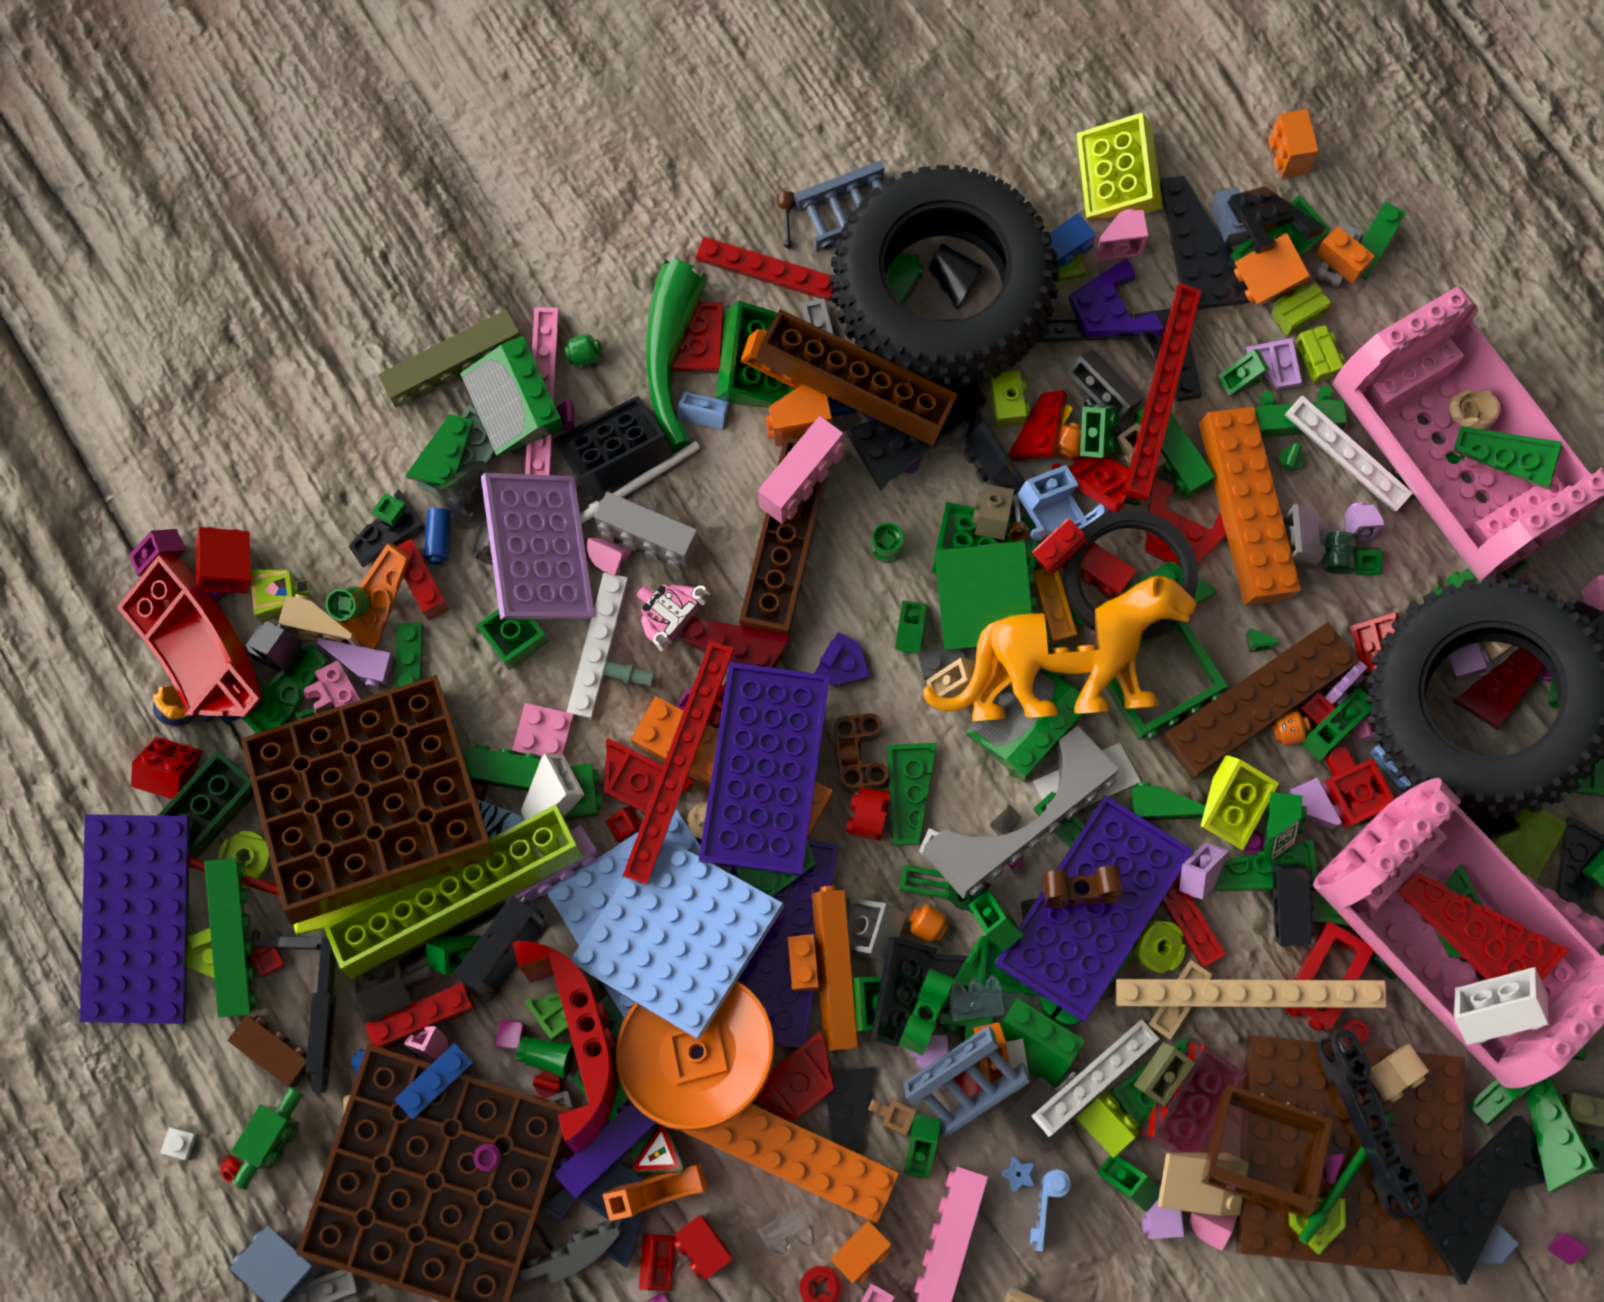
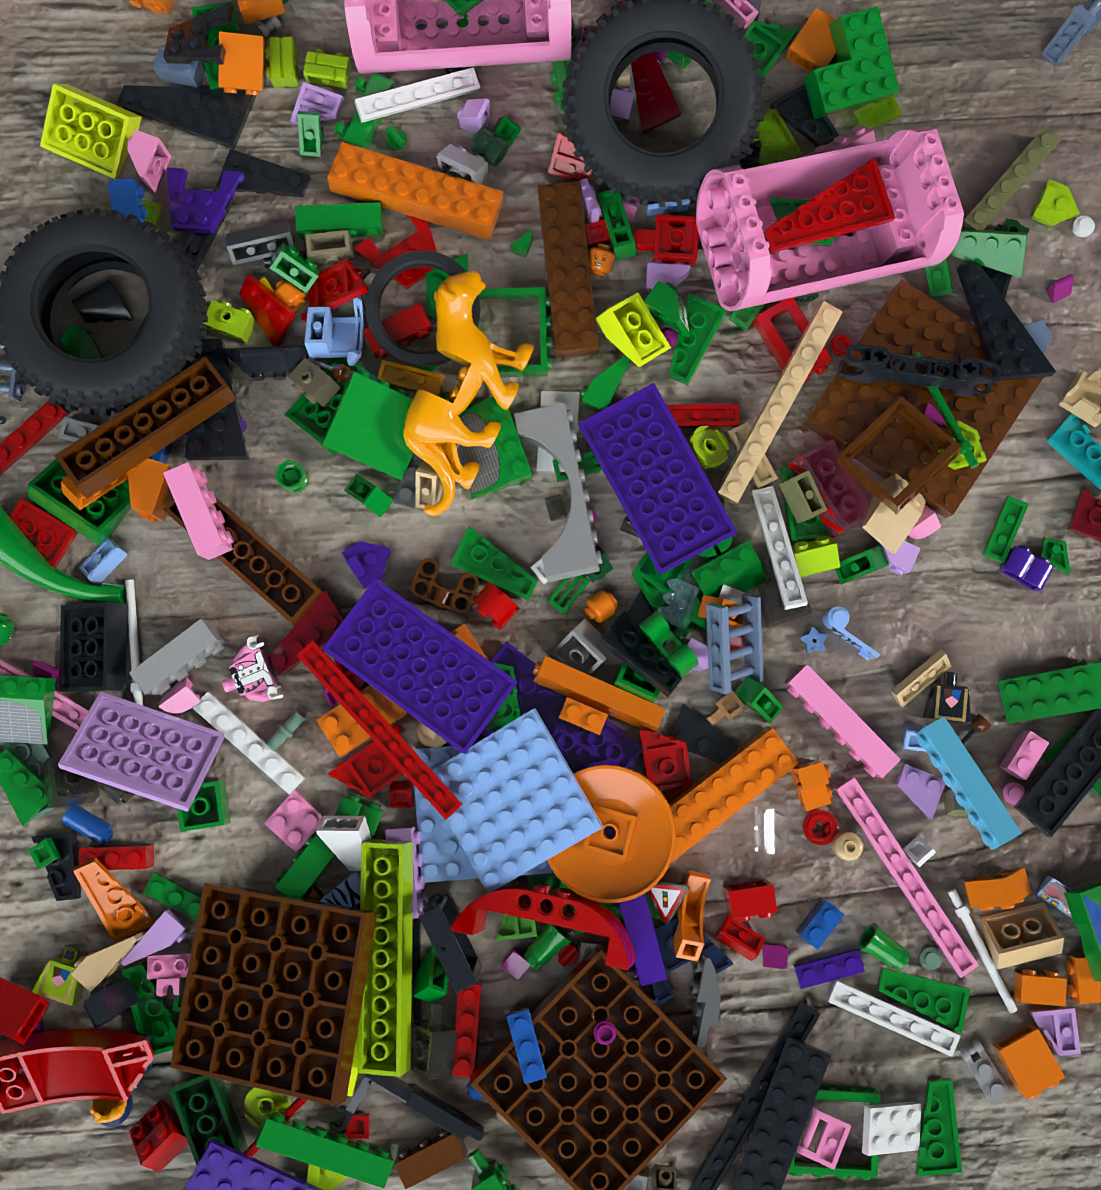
camera: 65 degrees left, 10 degrees up
(347, 603) = (105, 926): green wheel -> none
(428, 1043) = (490, 1030): bright pink brick -> none
(995, 920) = (628, 556): green brick -> none
(1059, 547) = (372, 348): red brick -> none
(1102, 887) = (647, 465): reddish brown beam -> none
(1162, 392) = (291, 201): red plate -> none
(1202, 870) = (670, 384): lavender slope -> none
(1292, 904) = (729, 335): black brick -> none
(1396, 1073) = (890, 330): tan brick -> none
(1501, 1006) = (893, 228): white brick -> none

